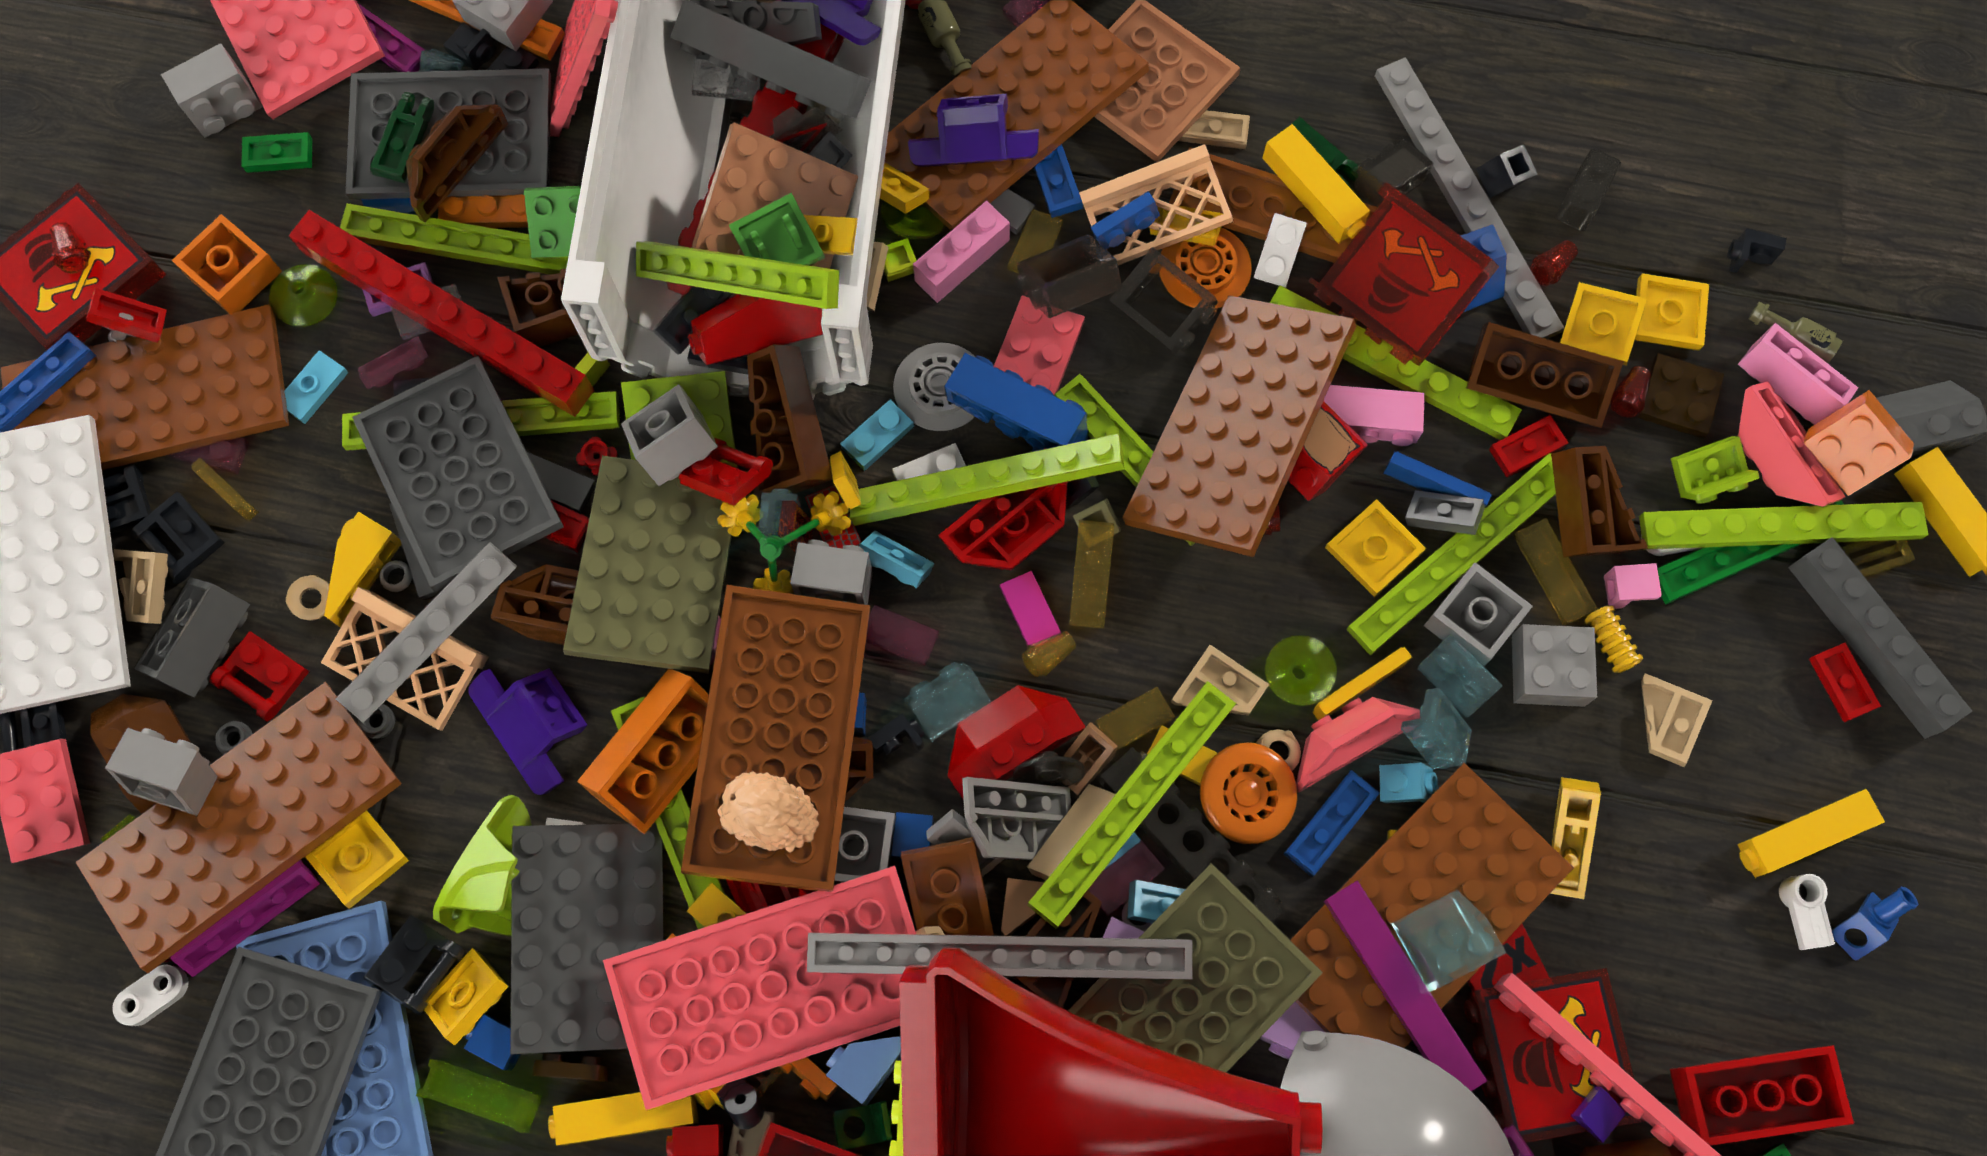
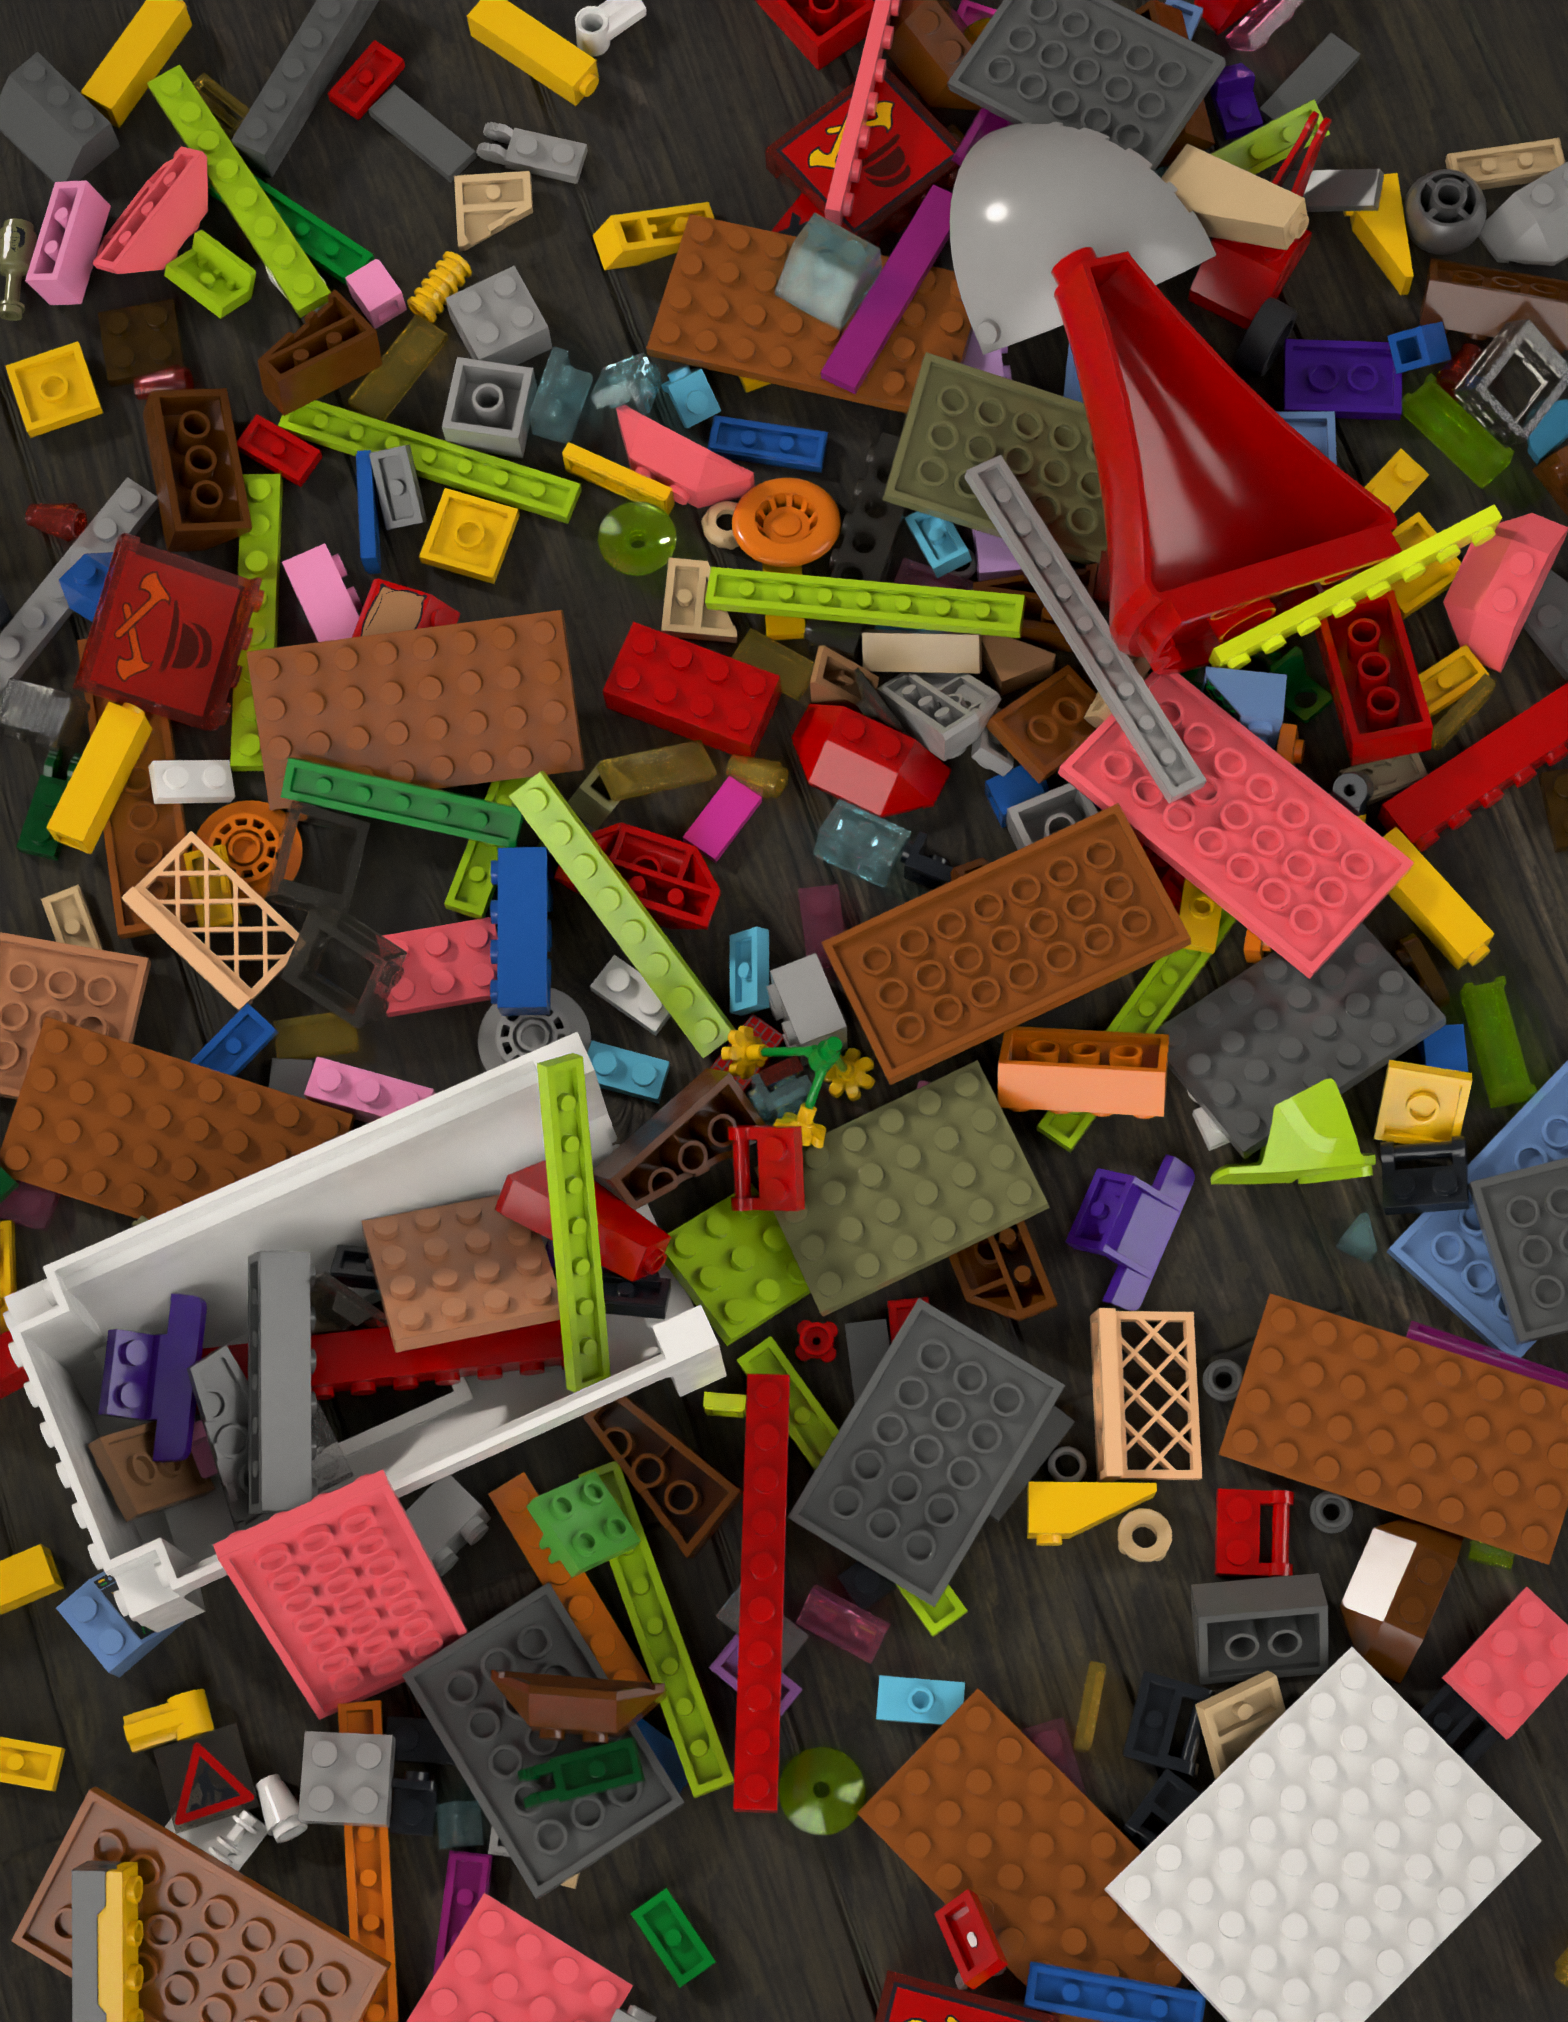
camera: 115 degrees left, 0 degrees up
(162, 770) = (1412, 1509): light grey brick -> none
(227, 265) = (843, 1882): orange brick -> none
(357, 859) = (1368, 1291): yellow plate -> none
(405, 882) = (1359, 1239): none -> clear light blue slope
(426, 632) = (1110, 1363): light grey plate -> none
(669, 435) = (765, 1238): light grey brick -> none
(768, 812) = (1082, 882): light nougat piece -> none
(778, 234) = (499, 1228): bright green plate -> none
(834, 234) = (459, 1190): yellow plate -> none
(844, 480) = (701, 1055): yellow tile -> none
(973, 132) = (225, 1141): dark purple plate -> none
(1126, 220) = (240, 926): blue plate -> none
(1144, 639) = (692, 691): none -> red brick
(1175, 371) = (402, 802): none -> green plate
(1599, 1113) = (899, 97): dark purple slope -> none
(1603, 321) = (106, 441): yellow plate -> none
(1704, 785) = (534, 152): none -> light grey hinge
(1770, 702) = (422, 133): none -> dark grey tile
(1859, 443) = (121, 153): orange brick -> none

